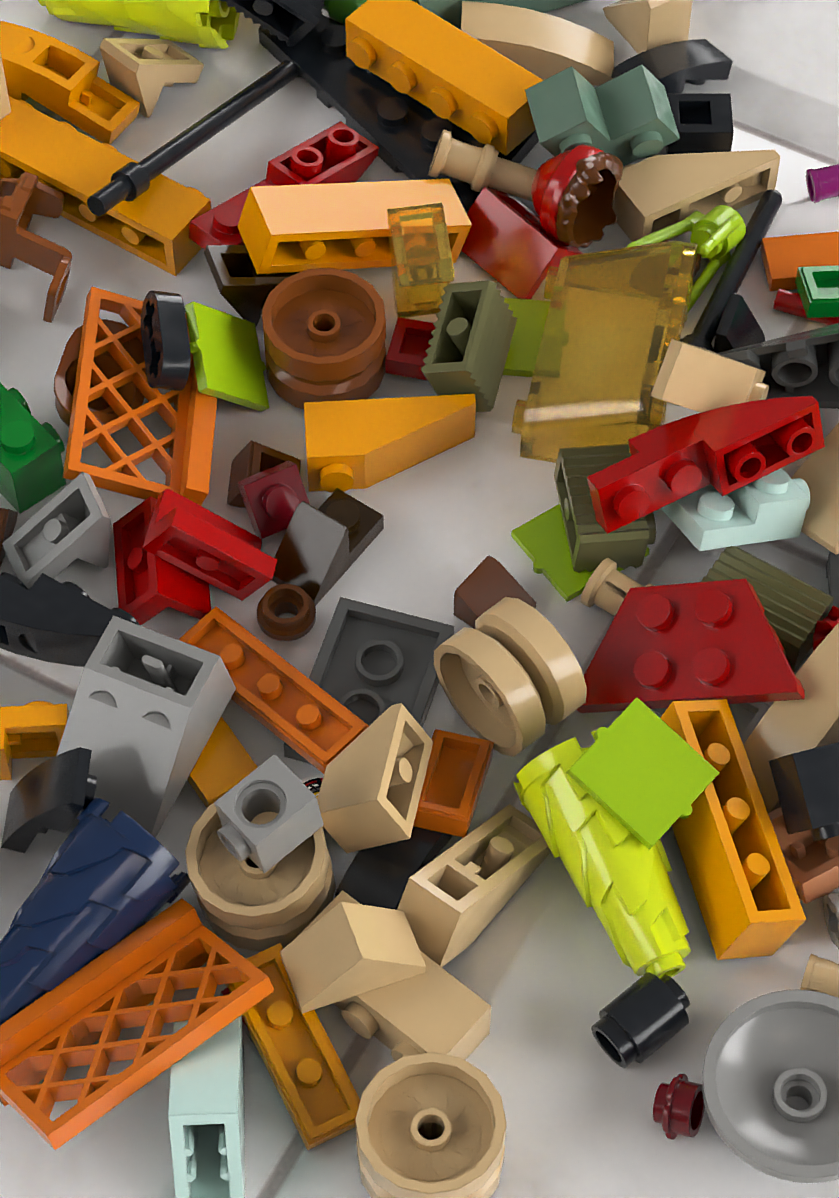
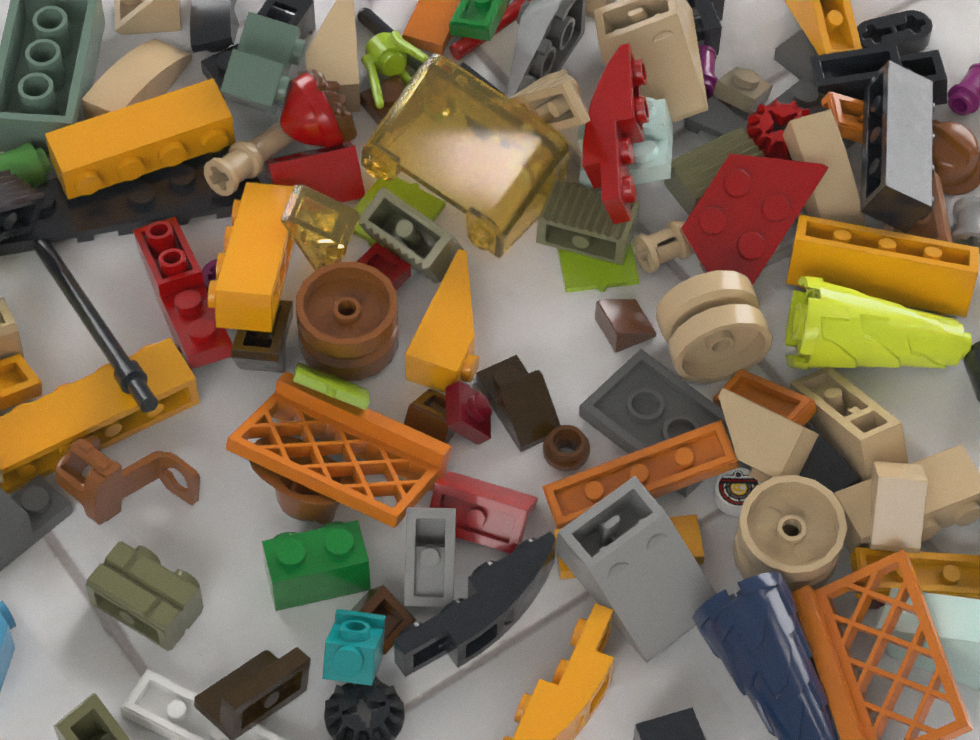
camera: 65 degrees left, 0 degrees up
(49, 798) = (669, 646): black slope -> none
(165, 340) = (307, 411): black beam -> none
(208, 546) = (495, 468): red panel -> none
(267, 789) = (790, 477): light grey brick -> none
(643, 773) = (850, 275): lime piece -> none

